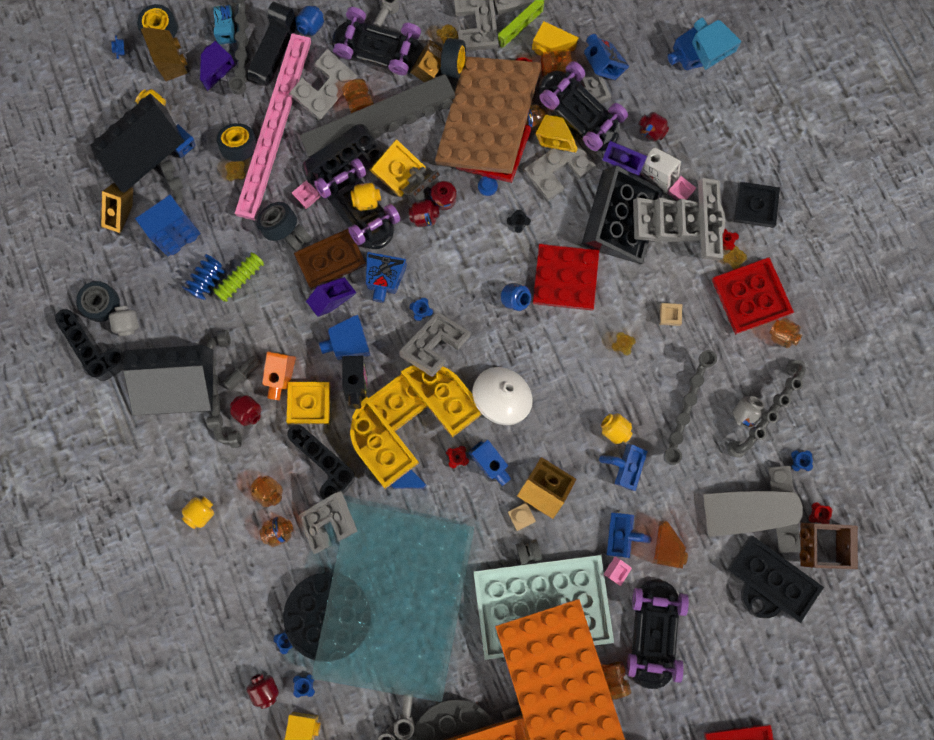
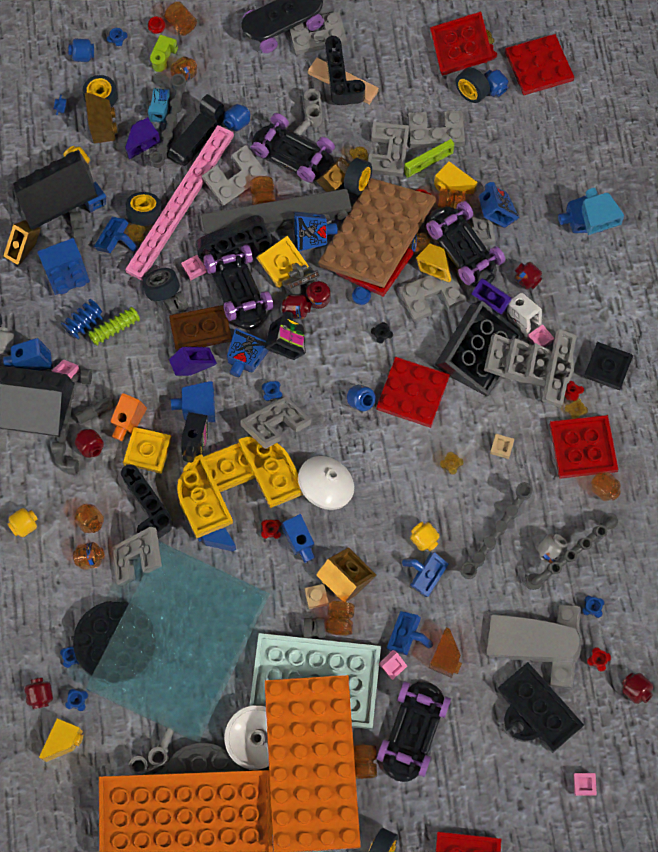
camera: 15 degrees right, 10 degrees down
(158, 331) = (29, 355): none -> blue torso
(200, 336) = (66, 367): none -> bright pink plate
(211, 177) = (112, 233): none -> blue plate
(365, 196) = (246, 279): yellow head -> none
(420, 127) = (311, 230): none -> blue torso
(422, 249) = (286, 337): none -> black torso
(485, 693) = (241, 734): none -> white dish
(553, 535) = (340, 615): none -> clear orange wheel
(838, 647) = (584, 784): none -> bright pink plate
(845, 536) = (615, 689): reddish brown window -> none
(869, 536) = (637, 688): none -> dark red head

